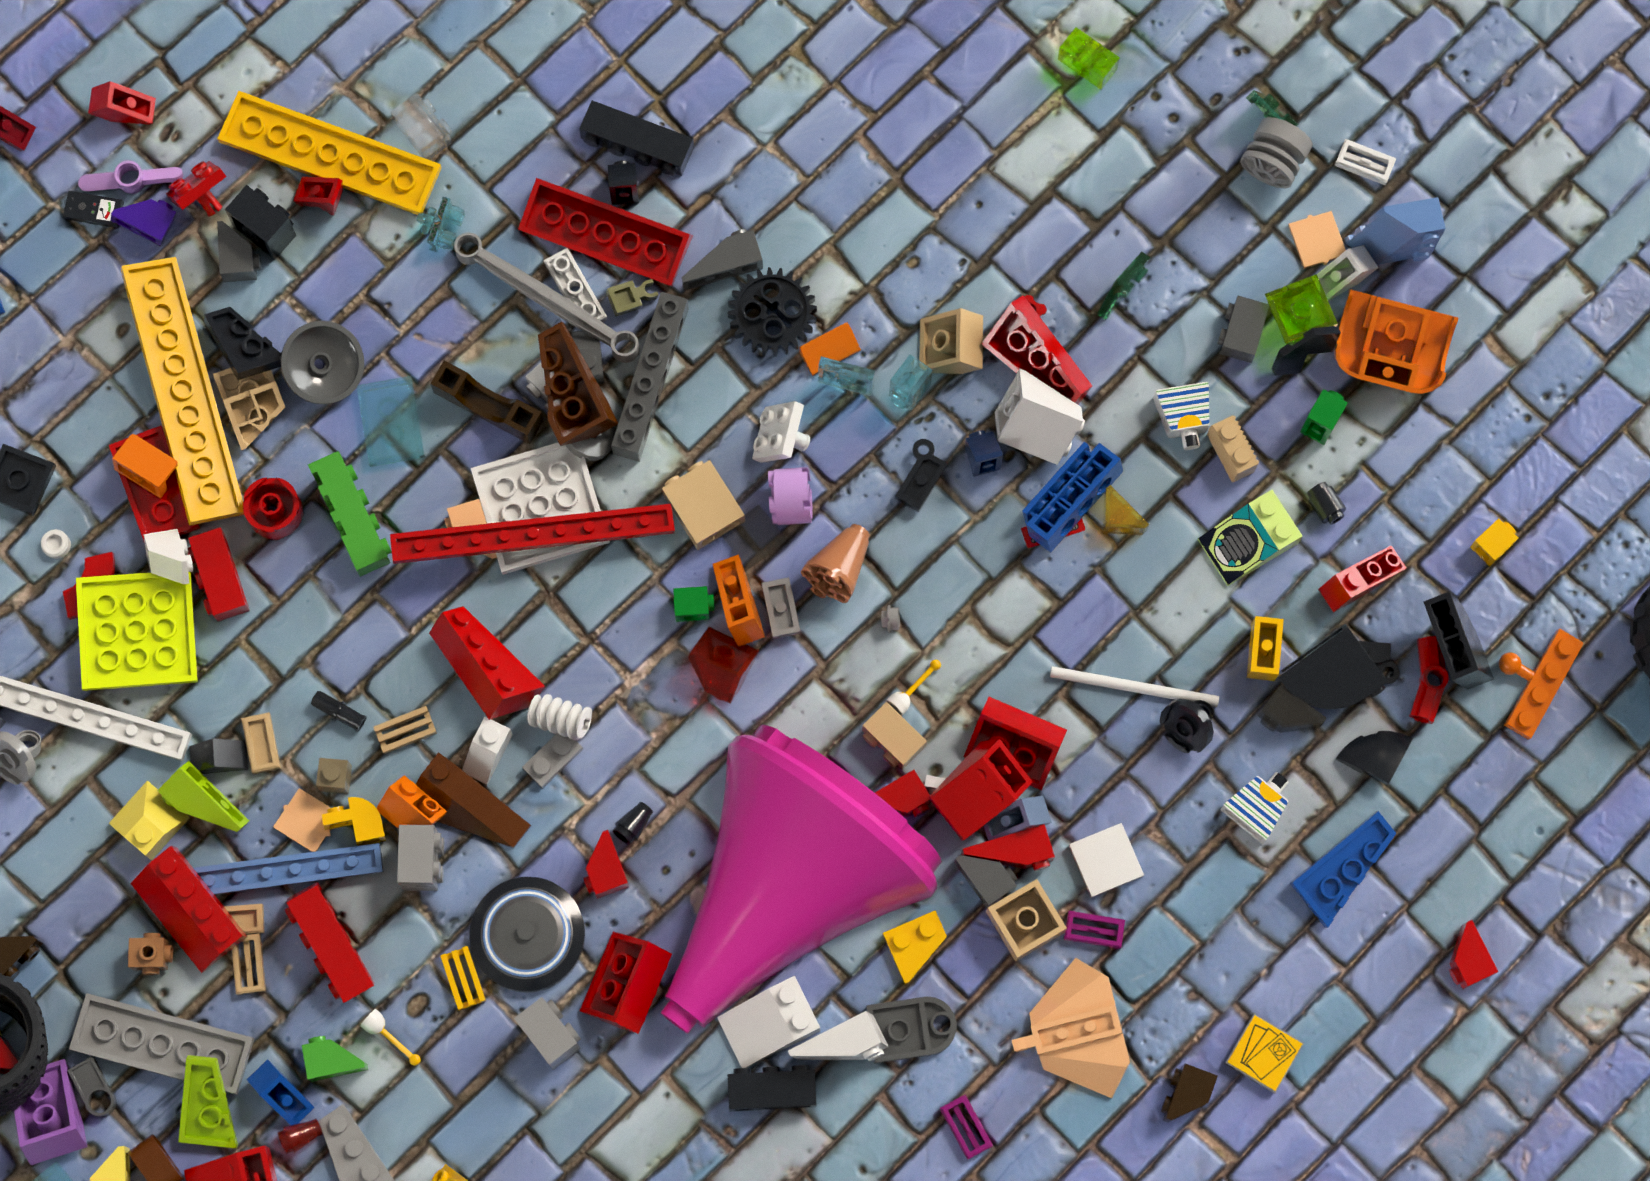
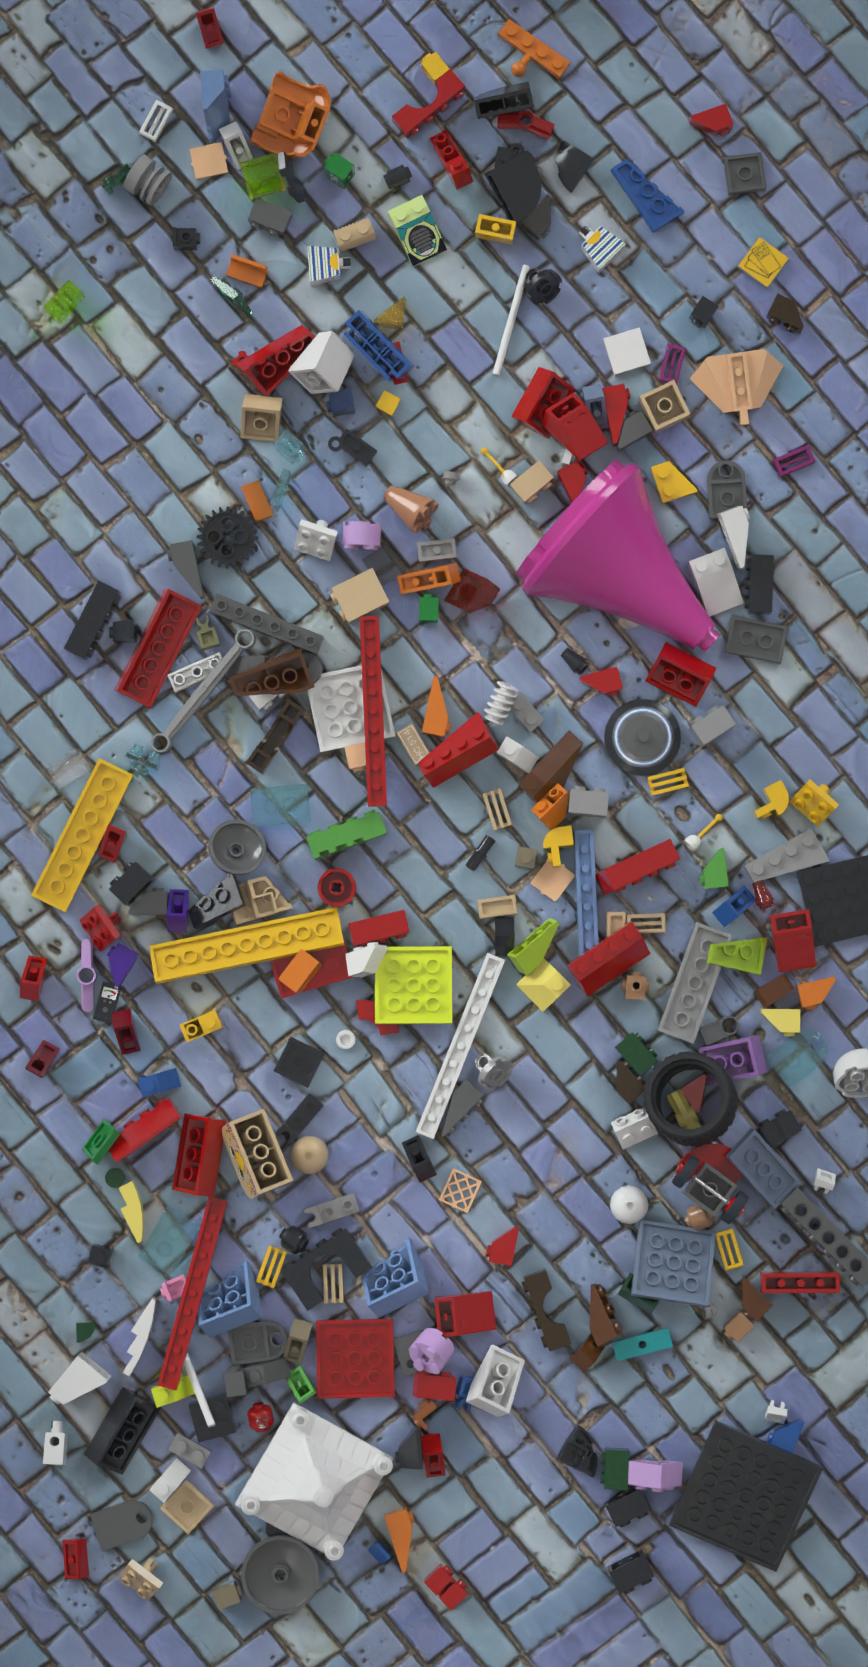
camera: 80 degrees left, 10 degrees up
(50, 965) = (636, 1053): none -> dark green brick
(52, 235) = (125, 1031): none -> dark red slope
(63, 338) = (201, 1026): none -> yellow slope
(225, 290) = (177, 911): none -> dark purple slope
(447, 1145) = (778, 800): none -> yellow brick
(494, 600) = (413, 743): none -> tan tile
(538, 628) = (436, 715): none -> orange slope
(688, 1093) = (756, 639): none -> dark grey tile
(991, 520) = (388, 403): none -> yellow tile
(1161, 305) = (247, 271): none -> orange panel
(1176, 968) = (703, 312): none -> black brick
(1195, 205) = (181, 244): none -> black brick
(1397, 1014) = (744, 173): none -> dark grey tile
(1463, 563) = (411, 119): none -> red arch
(1511, 218) = (209, 27): none -> red slope

